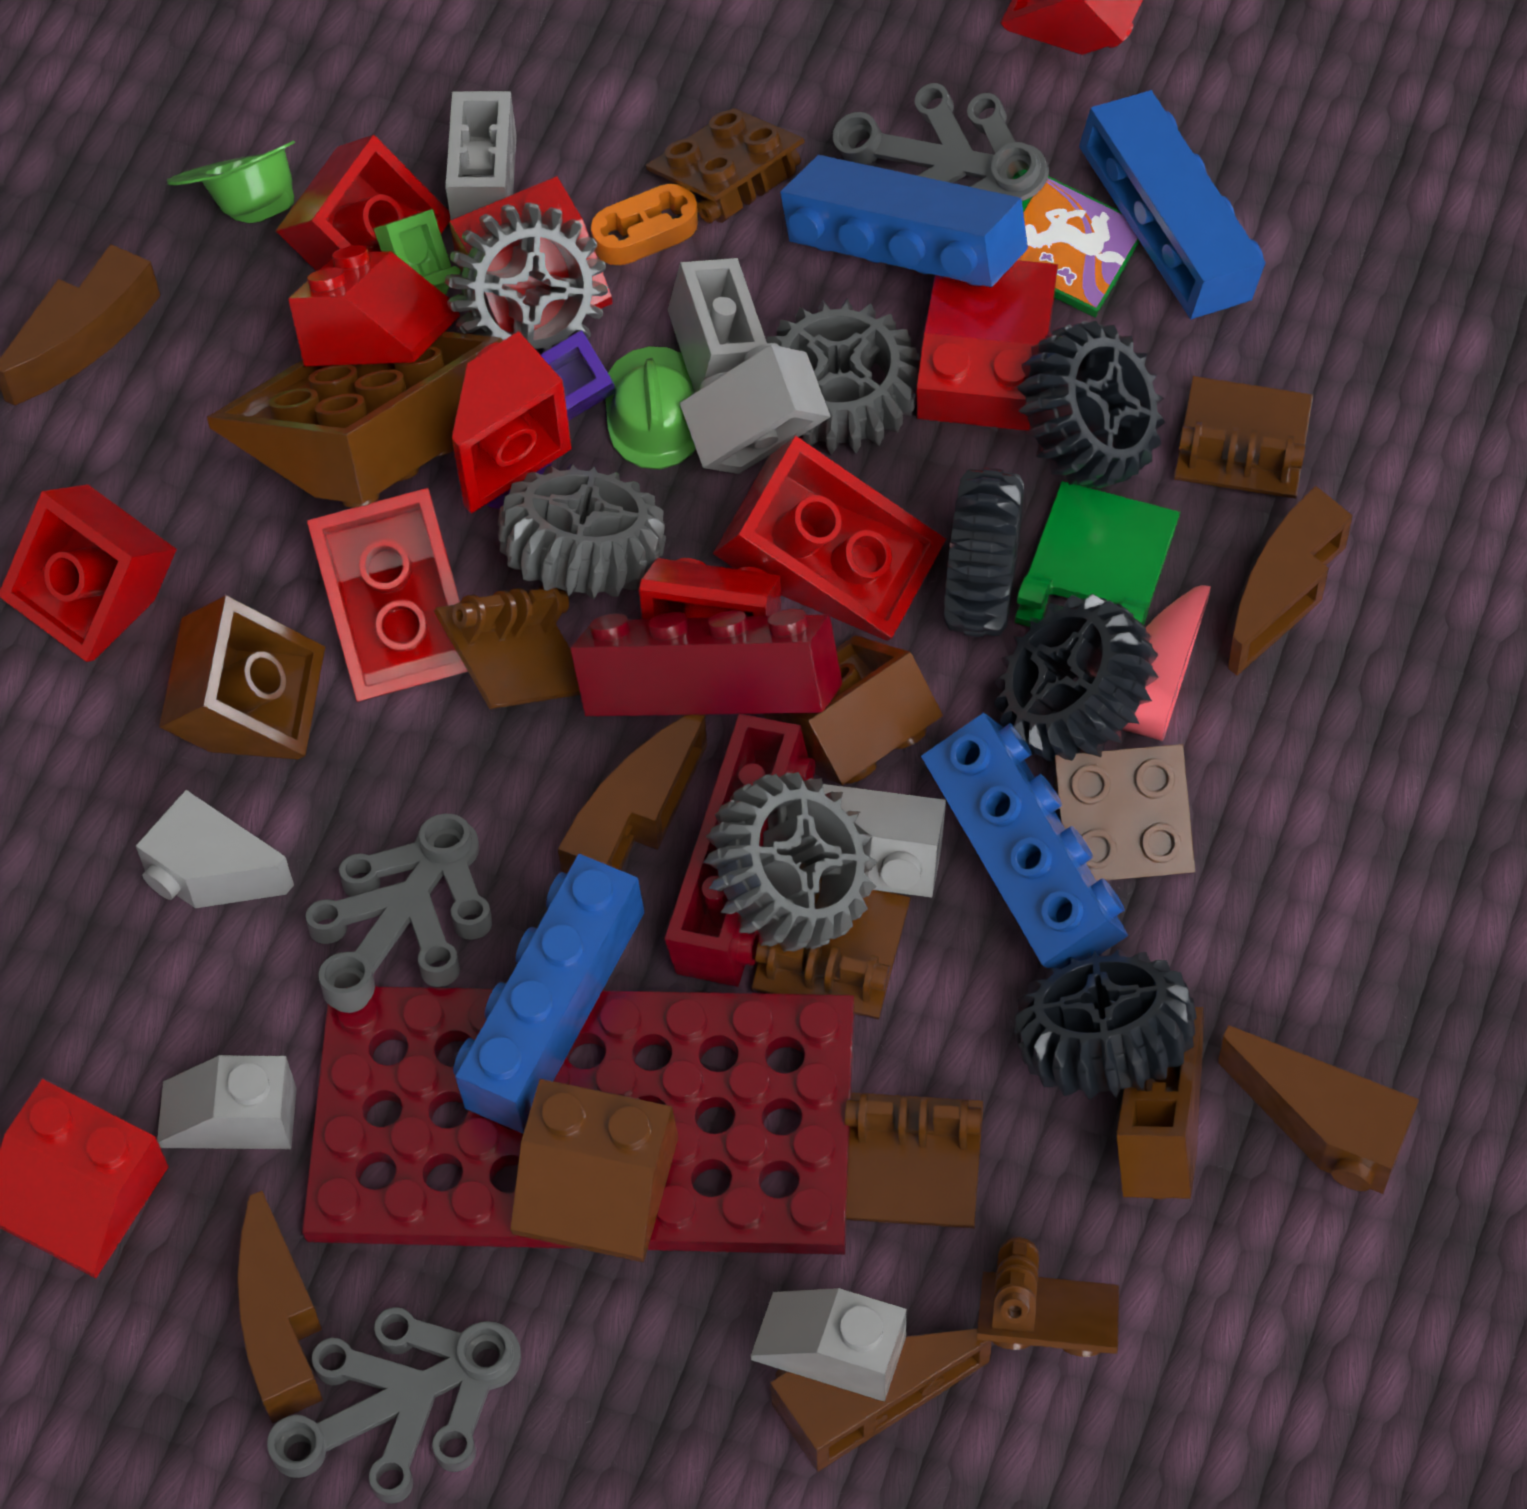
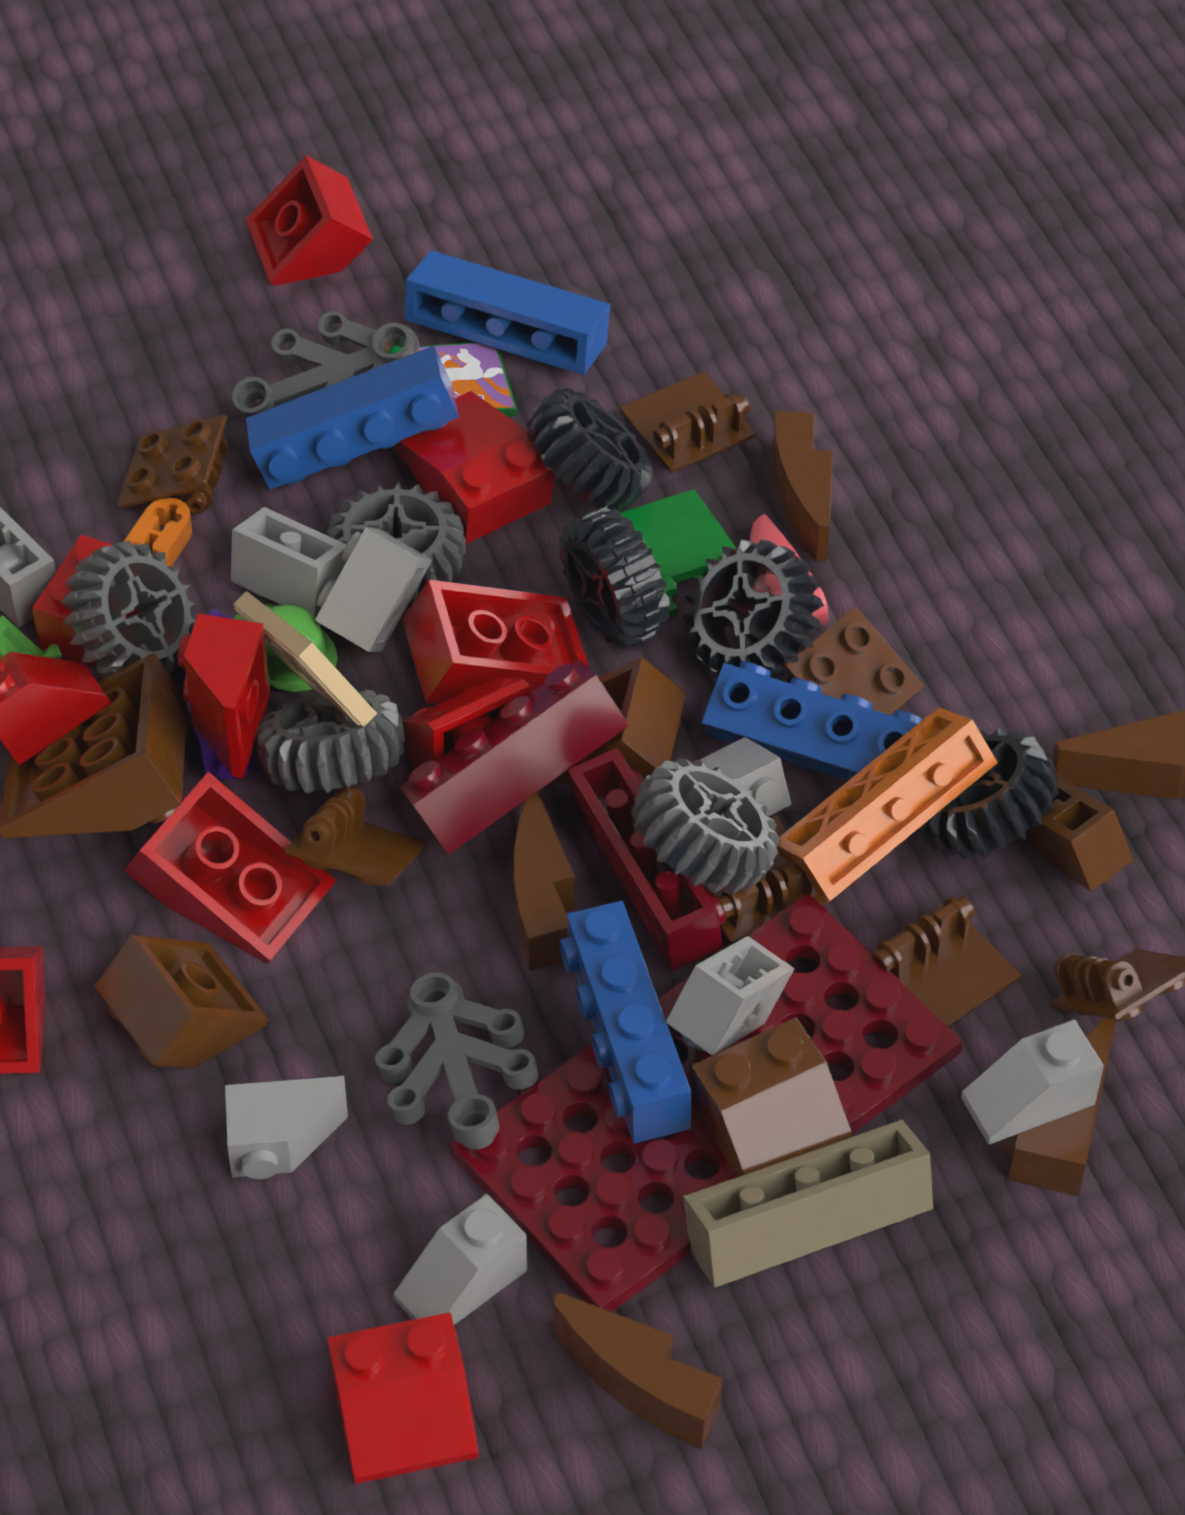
camera: 45 degrees left, 10 degrees down
(405, 1395) = (779, 1353): dark grey plant -> none
(551, 1283) = (808, 1203): none -> dark tan brick
(598, 438) = (306, 660): none -> tan tile
(640, 1040) = (729, 996): none -> light grey brick
(990, 964) = (887, 802): none -> orange fence

